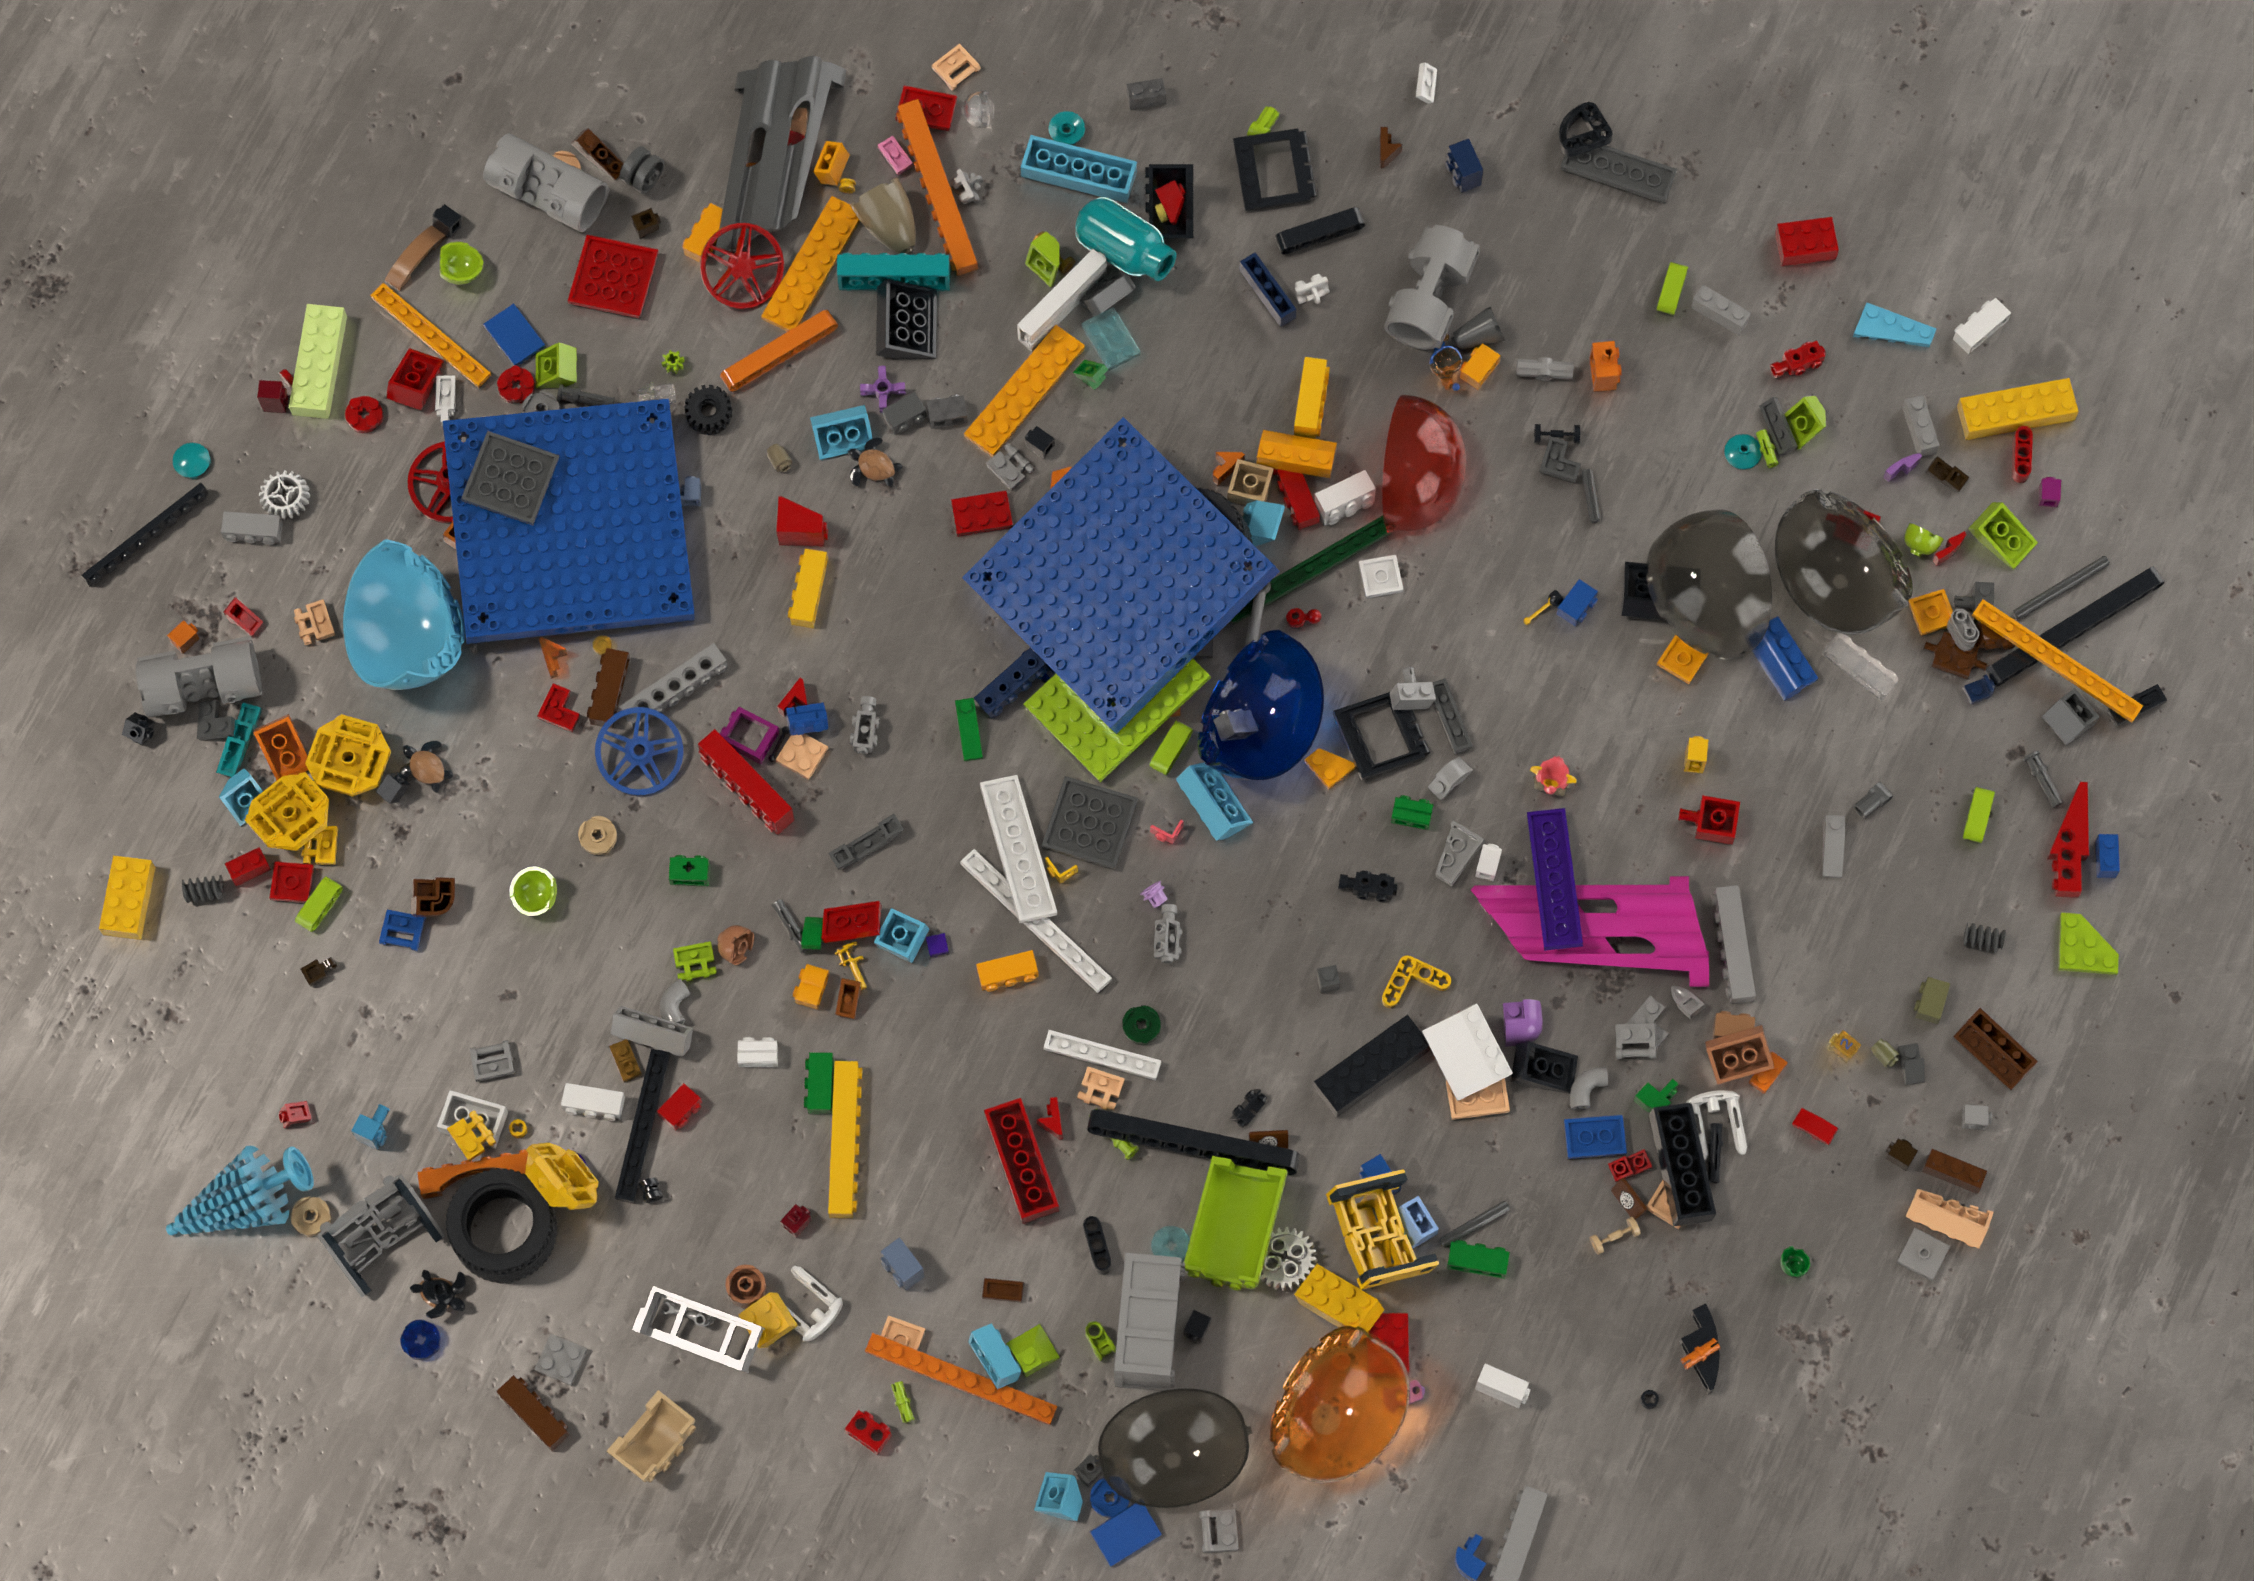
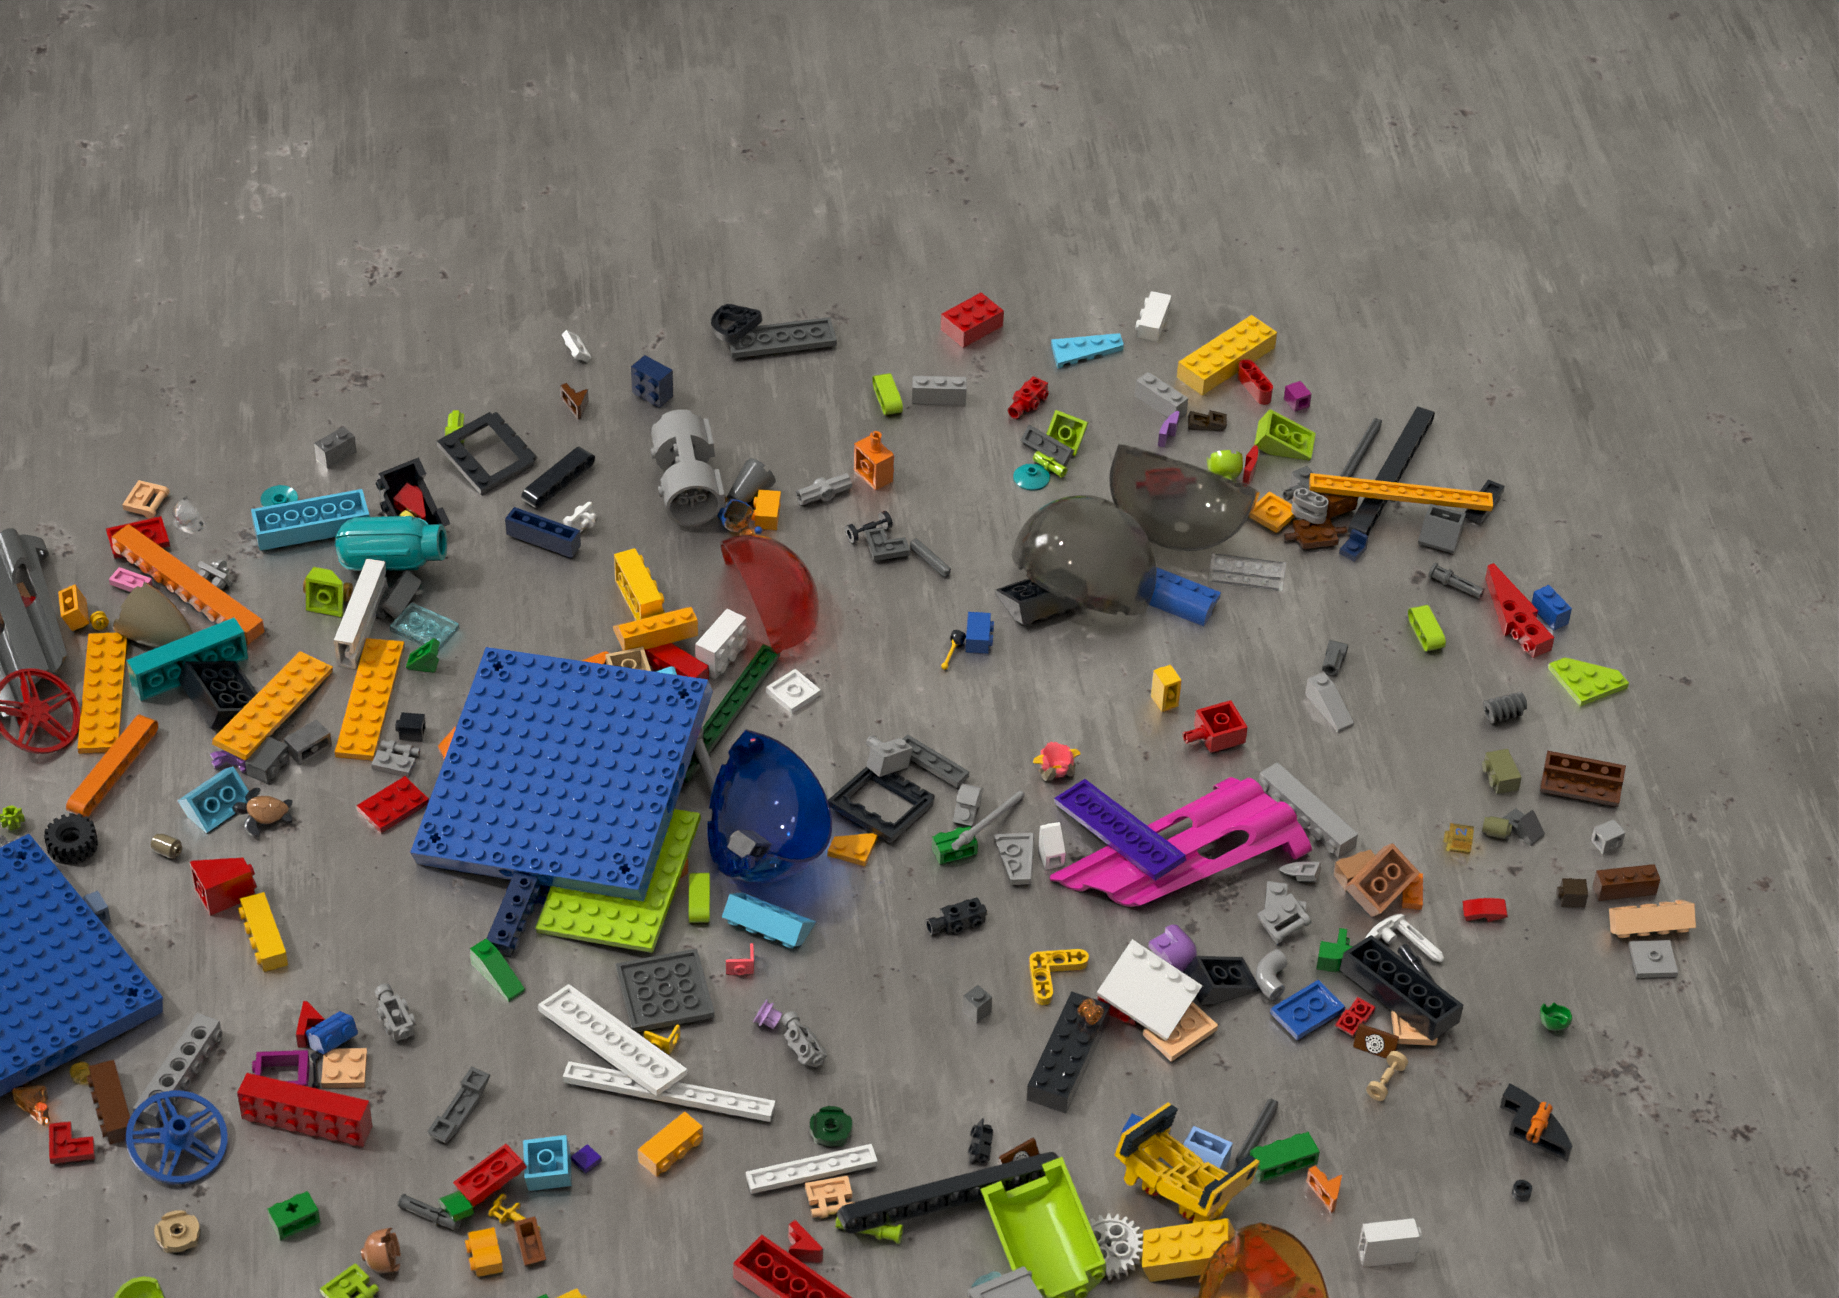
camera: 35 degrees left, 25 degrees down
(937, 359) = (272, 705): none -> light orange plate
(1404, 1046) = (1090, 1011): none -> clear orange wheel
(1421, 816) = (967, 836): none -> light grey bar
(1492, 1311) = (1325, 1190): none -> orange slope
(1681, 660) = (1097, 631): light orange plate -> none

